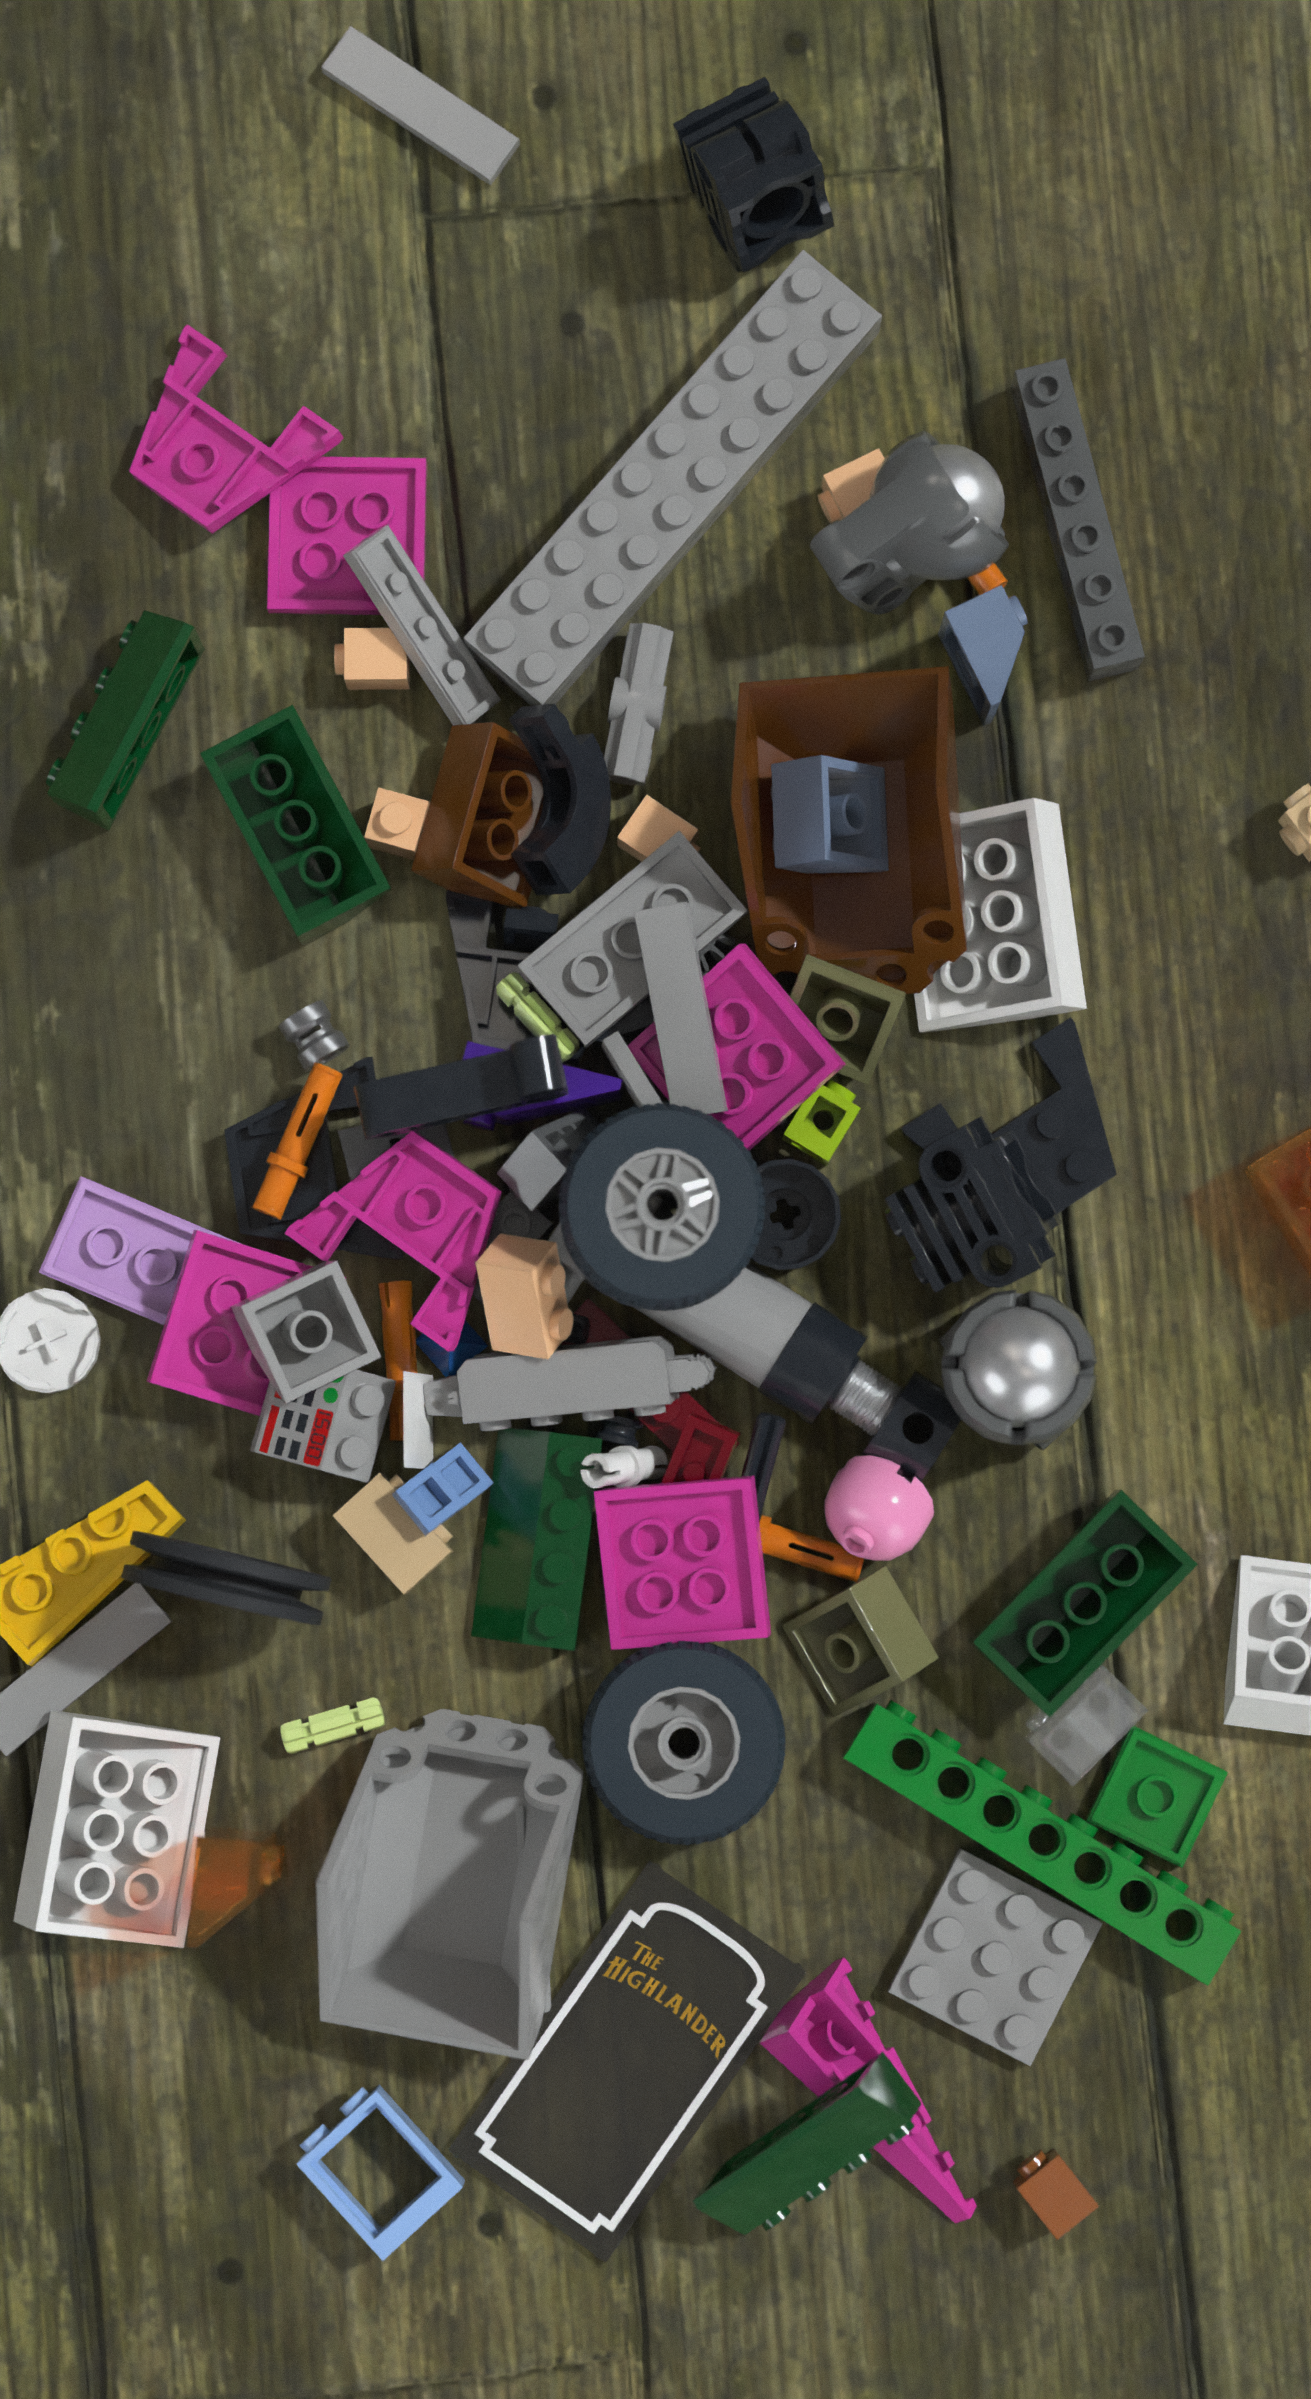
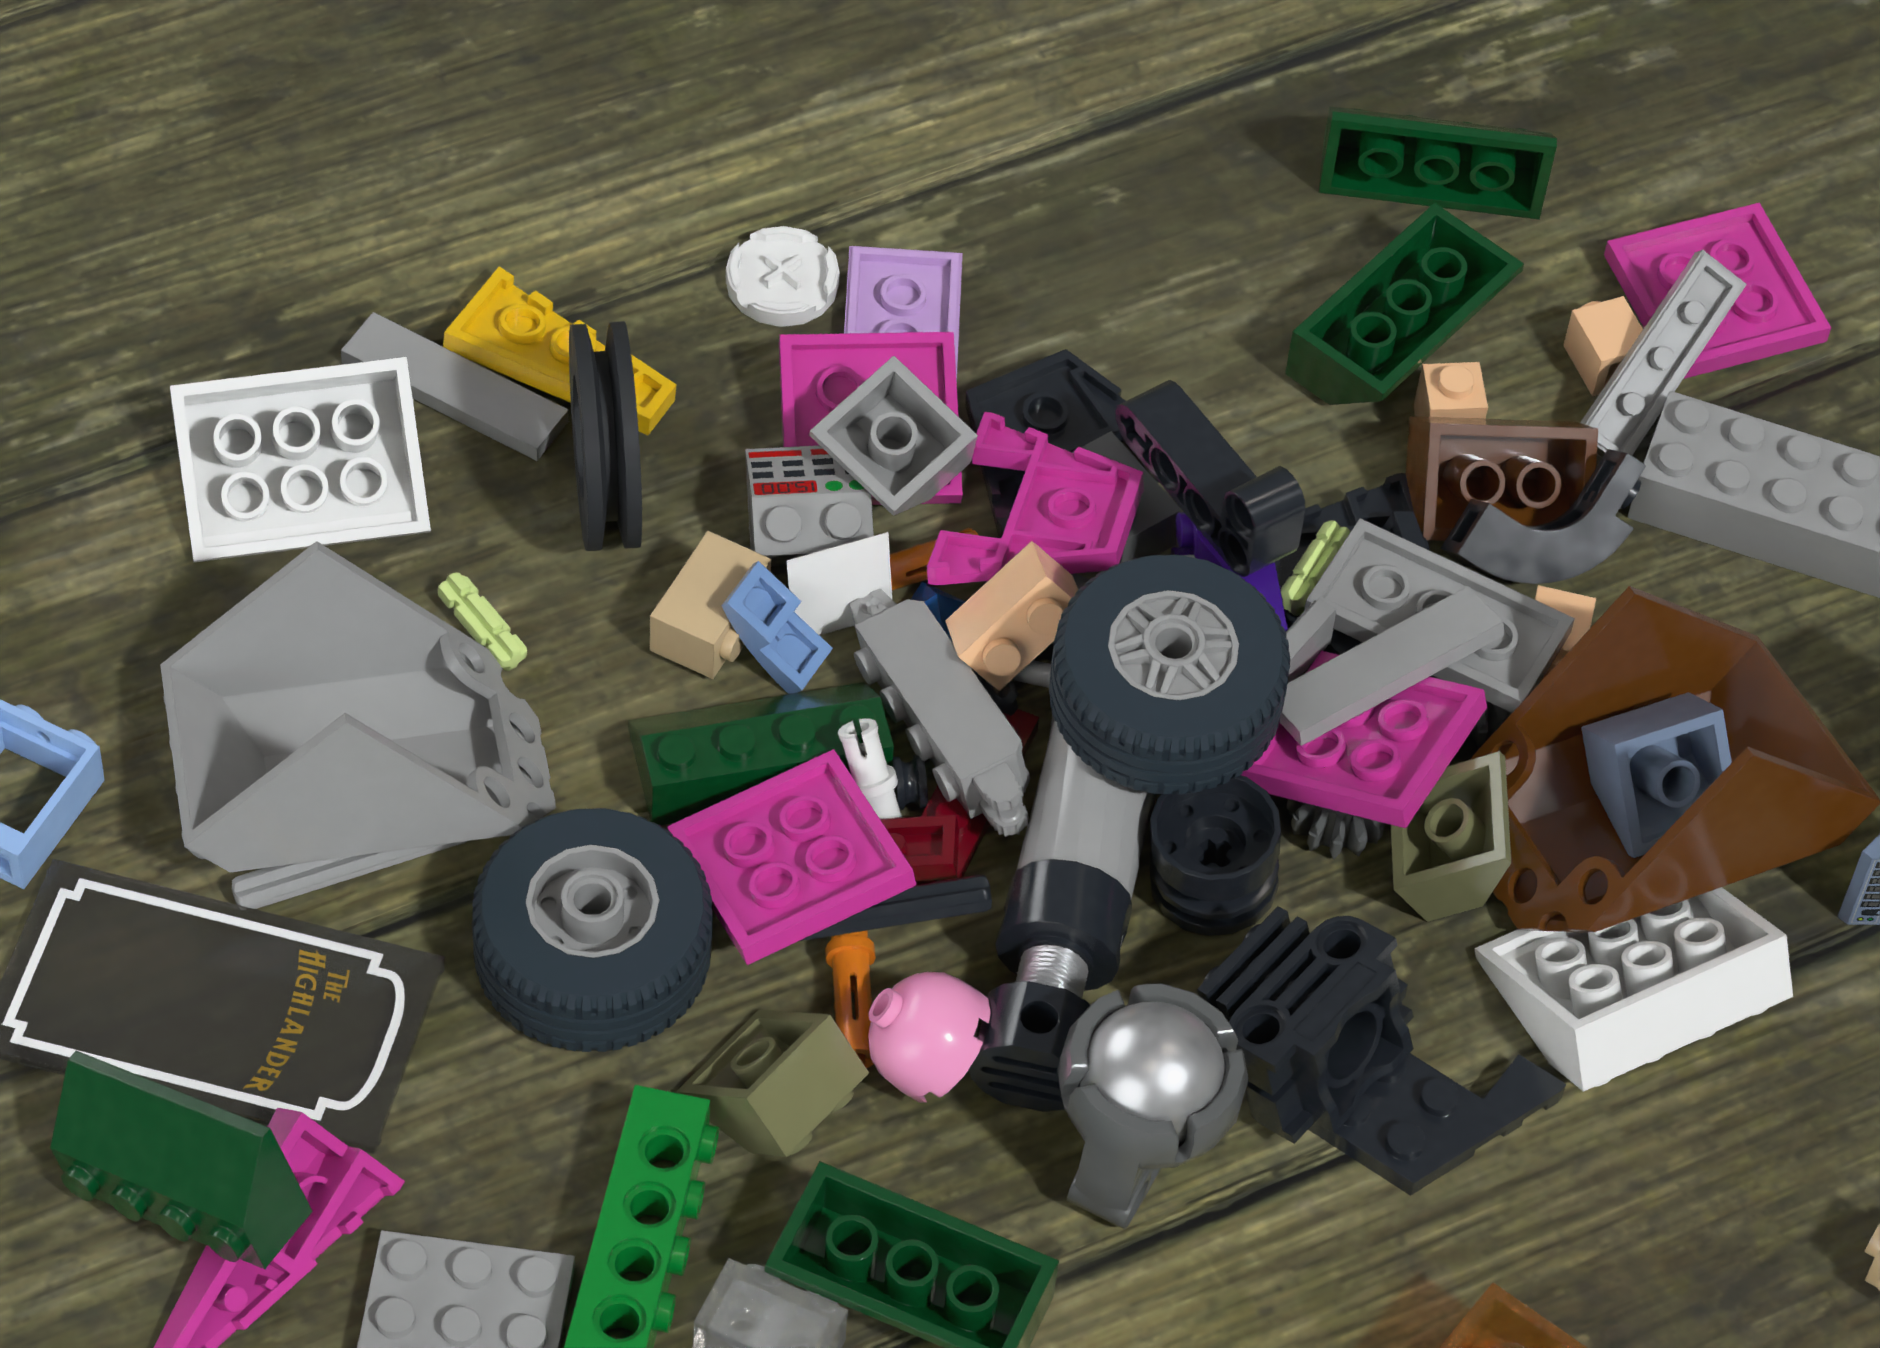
camera: 65 degrees right, 30 degrees down
(206, 460) = (1728, 156): dark pink wing -> none
(228, 1875) = (268, 516): clear orange slope -> none
(292, 1152) = (1060, 399): orange pin -> none
(314, 1035) = (1210, 388): flat silver wheel -> none
(637, 703) = (1691, 576): light grey piece -> none
(816, 1142) = (1332, 872): lime brick -> none

